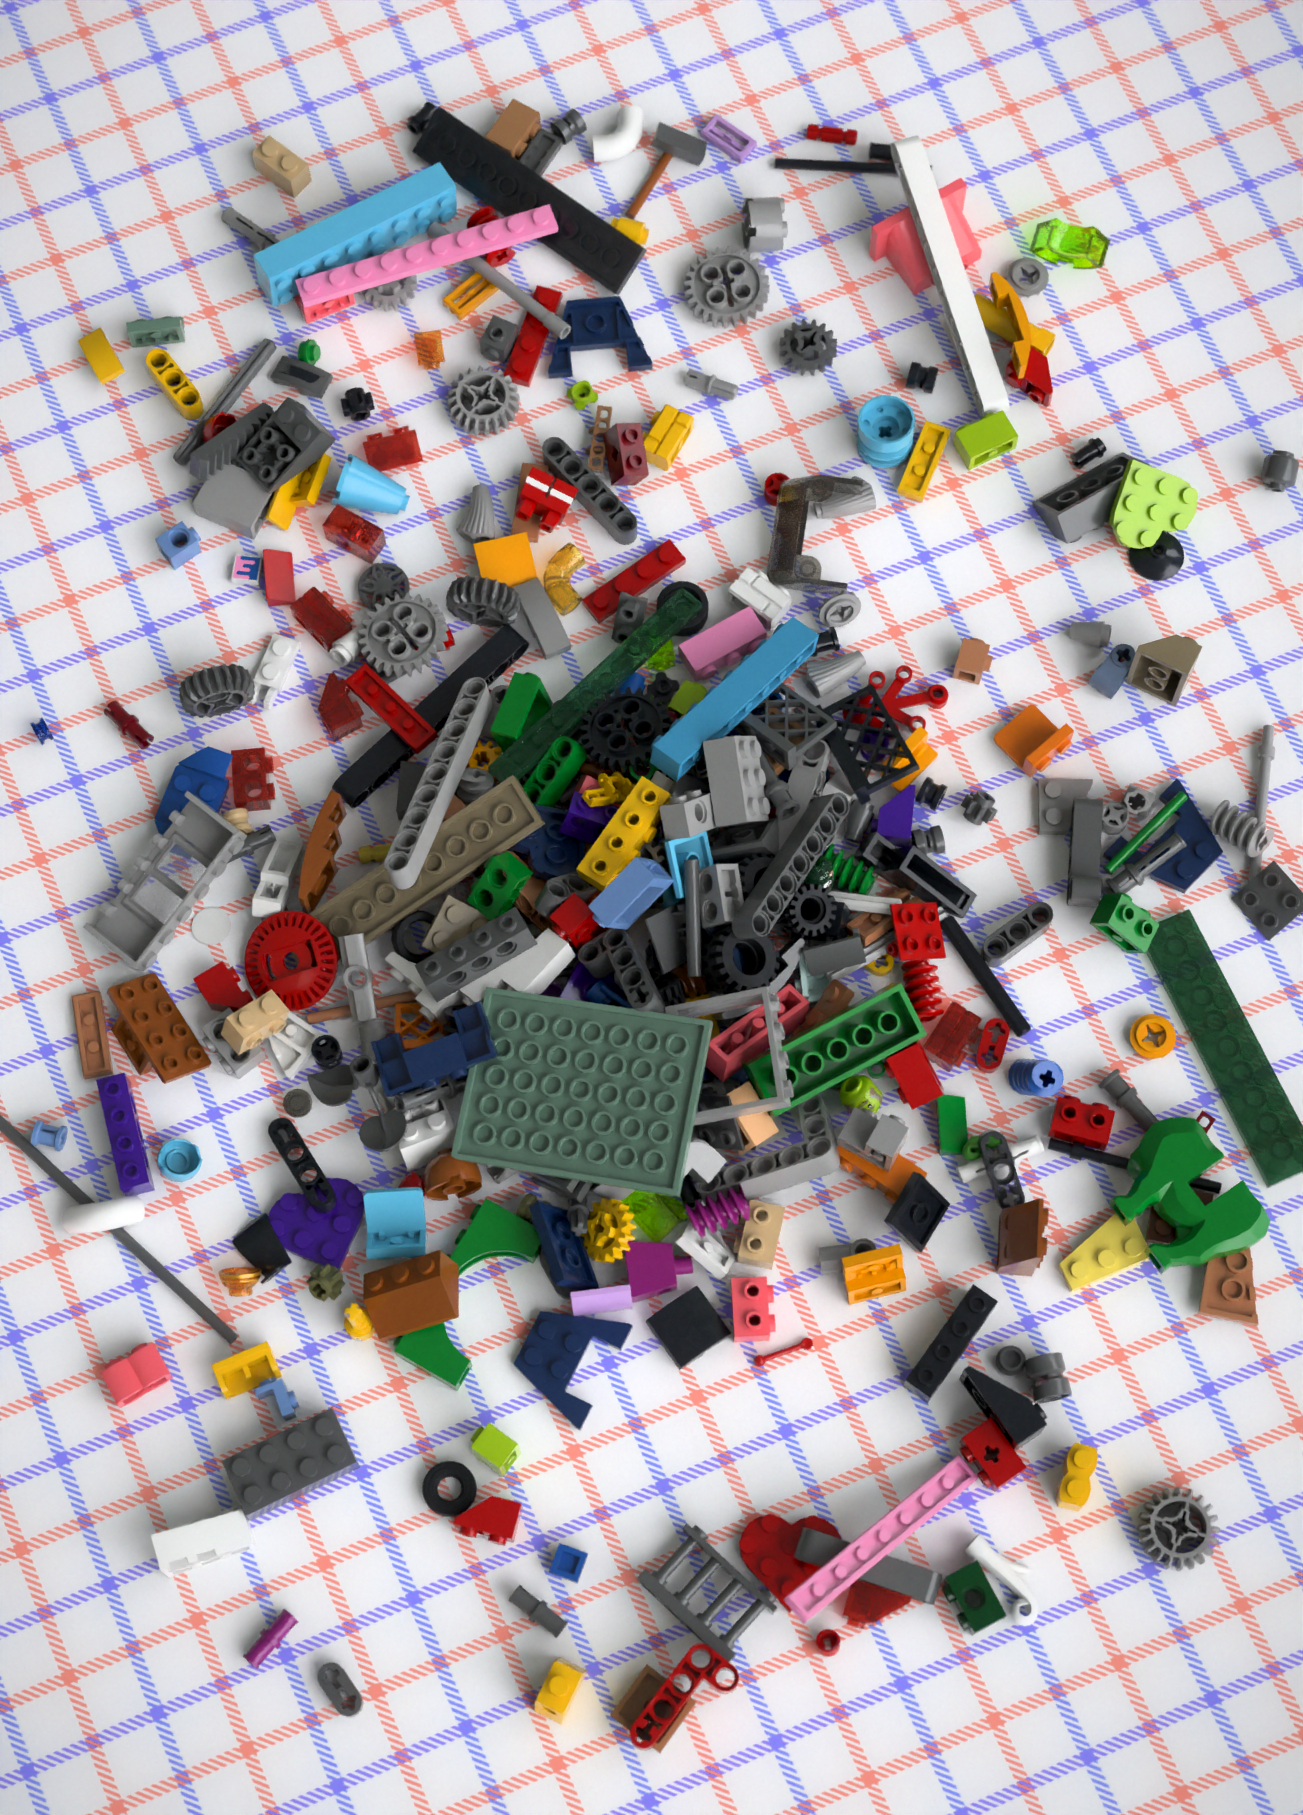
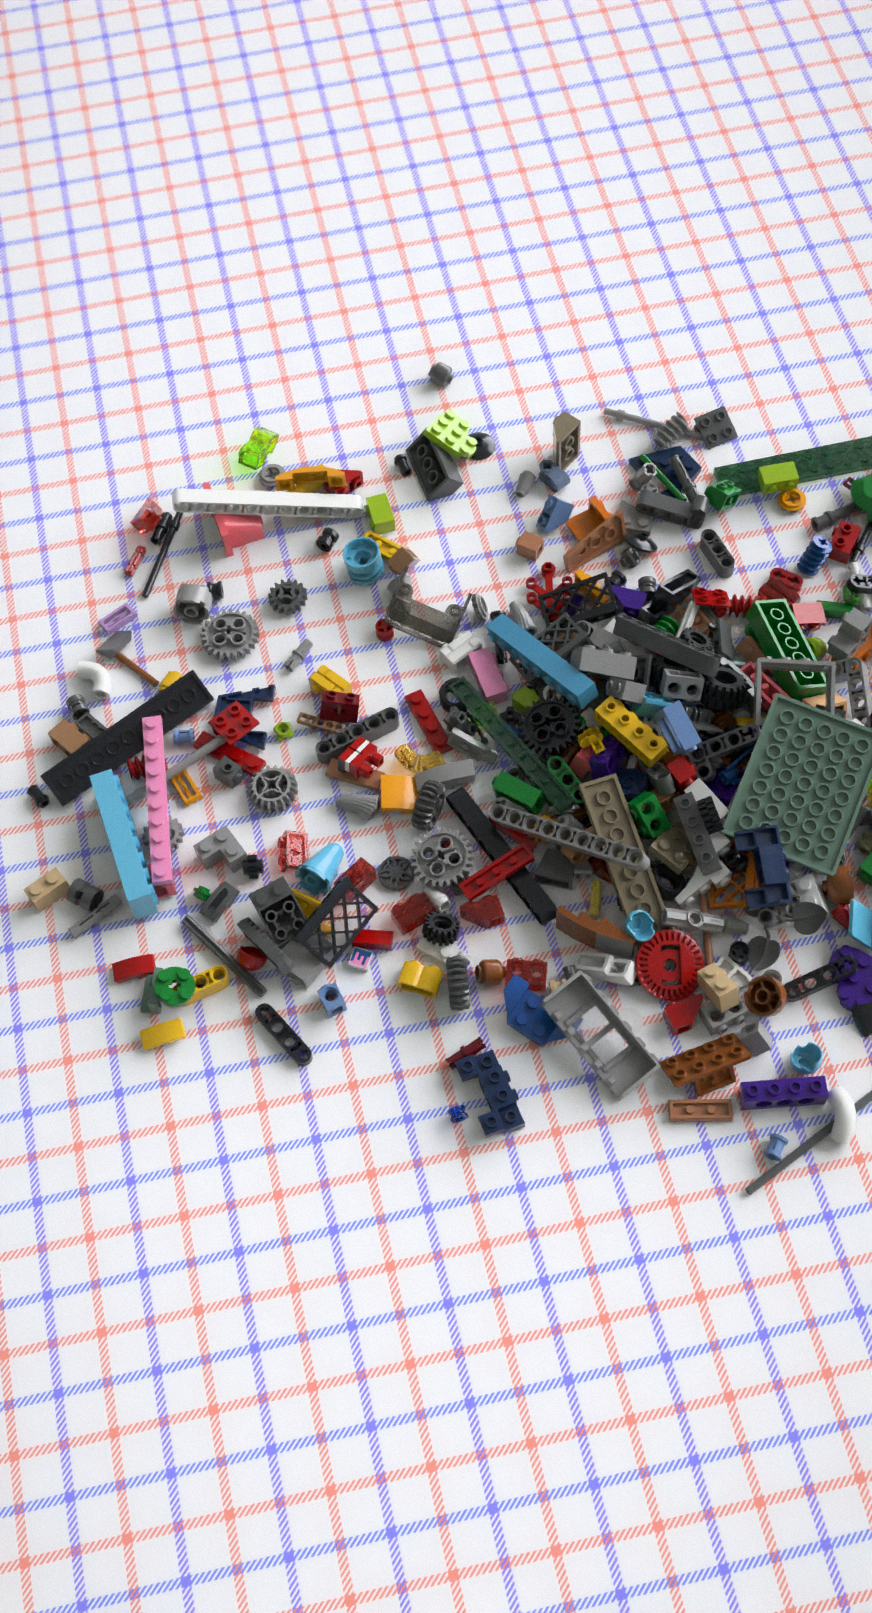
camera: 75 degrees left, 10 degrees down
(79, 771) = (495, 1086): none -> dark blue bracket
(128, 502) = (282, 1035): none -> black beam
(141, 339) = (174, 975): none -> green plate
(189, 299) = (133, 967): none -> red slope
(203, 1092) = (756, 1038): none -> light grey panel
(226, 642) = (420, 979): none -> yellow brick
(247, 731) = (490, 972): none -> dark orange head
(260, 1093) = (765, 996): none -> dark orange cylinder
(279, 495) = (321, 912): none -> black fence
(281, 212) = (84, 894): none -> dark grey wheel
(315, 652) = (433, 925): none -> black tyre
(326, 903) = (639, 925): none -> medium azure hair
(379, 358) = (221, 846): none -> light grey brick
(429, 349) = (223, 816): clear orange bracket -> none
(498, 962) = (710, 815): none -> black tyre
(547, 270) = (183, 736): none -> medium blue bush
(567, 322) = (233, 723): none -> red hinge
(596, 647) = (471, 746): none -> light grey hinge
(692, 914) = (693, 703): dark grey piece -> none
(799, 249) = (216, 589): none -> black wheel
(888, 482) = (402, 558): none -> medium nougat brick
(905, 124) = (147, 517): none -> clear red slope
(985, 976) = (742, 574): black axle -> none
(1002, 759) = (599, 541): none -> nougat wing
(1003, 819) = (640, 542): none -> black dish
(1037, 684) = (554, 514): none -> medium blue slope
(1177, 1003) = (778, 477): none -> lime brick

